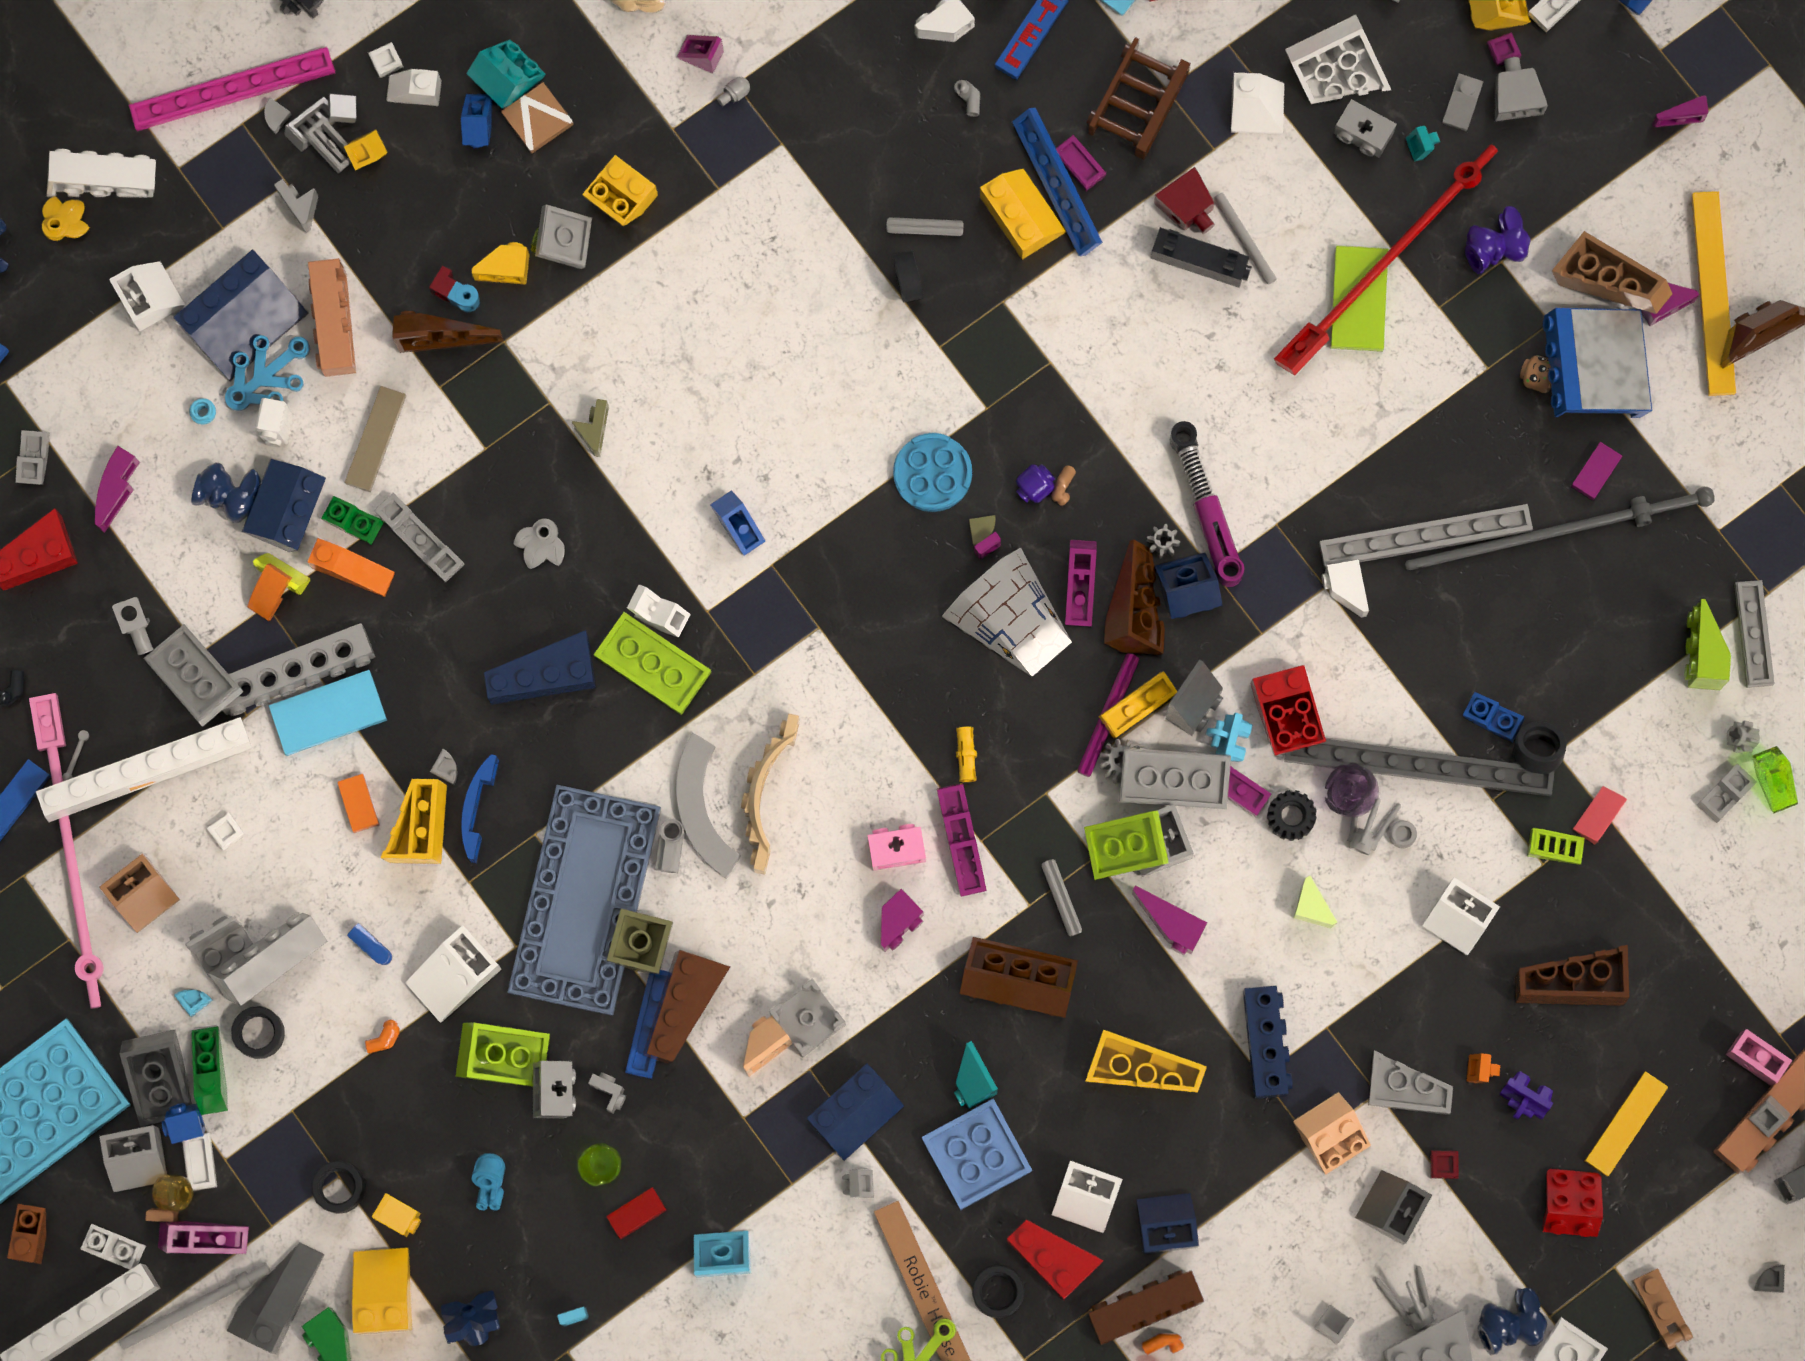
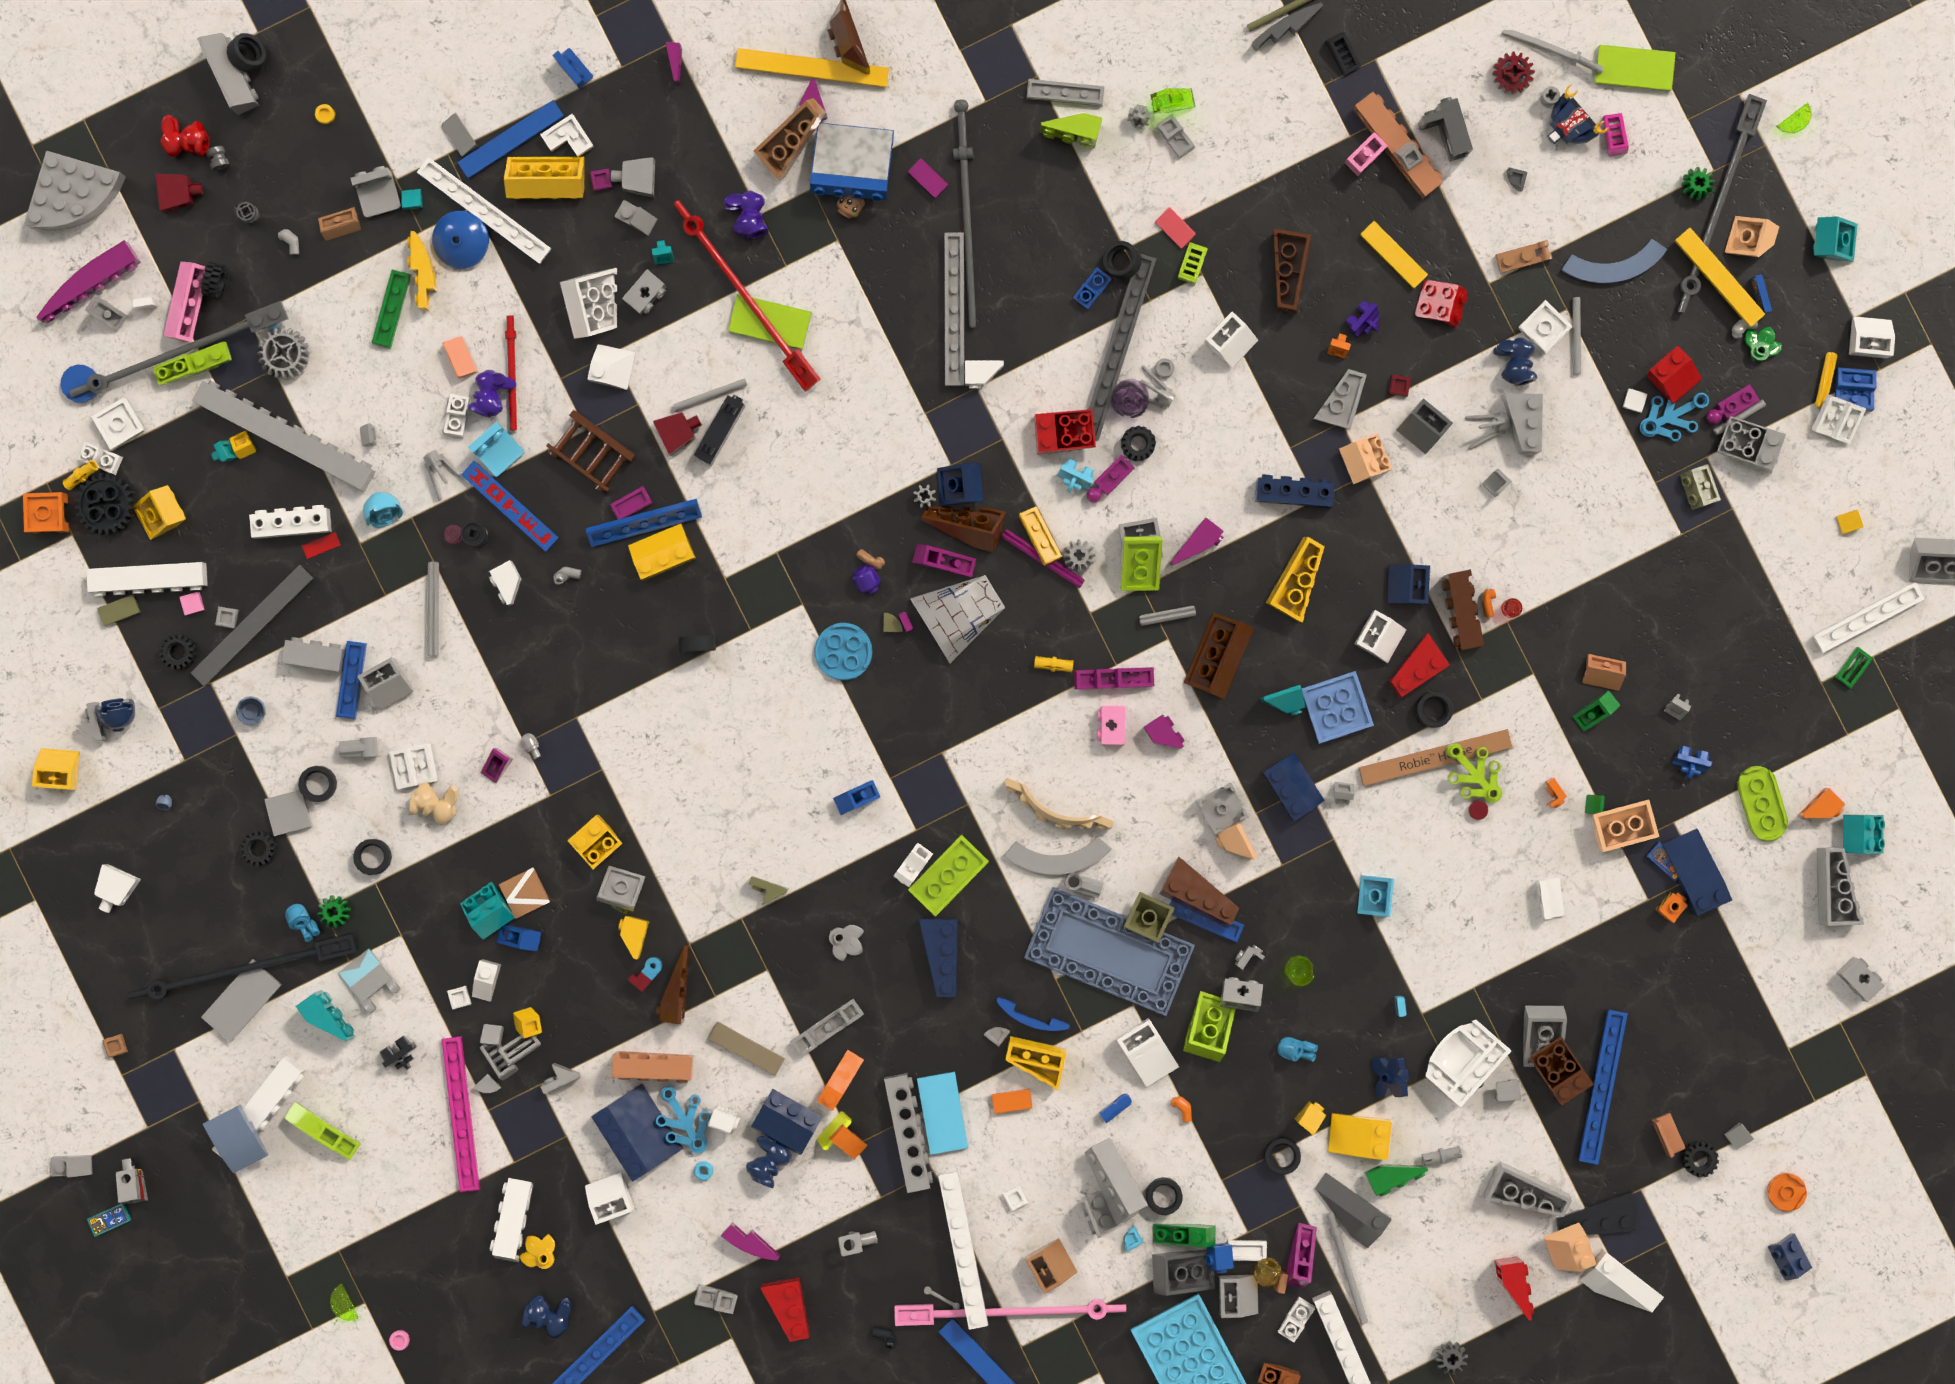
camera: 85 degrees left, 10 degrees up
(193, 675) = (900, 1205): light grey tile -> none
(352, 520) = (804, 1074): green slope -> none
(636, 1213) = (1336, 950): red slope -> none
(925, 226) = (659, 624): light grey axle -> none
(1175, 778) = (1099, 520): light grey tile -> none
(1195, 699) = (1046, 496): dark grey slope -> none
(1207, 506) = (905, 460): piece -> none
(1312, 906) = (1205, 441): yellowish green slope -> none

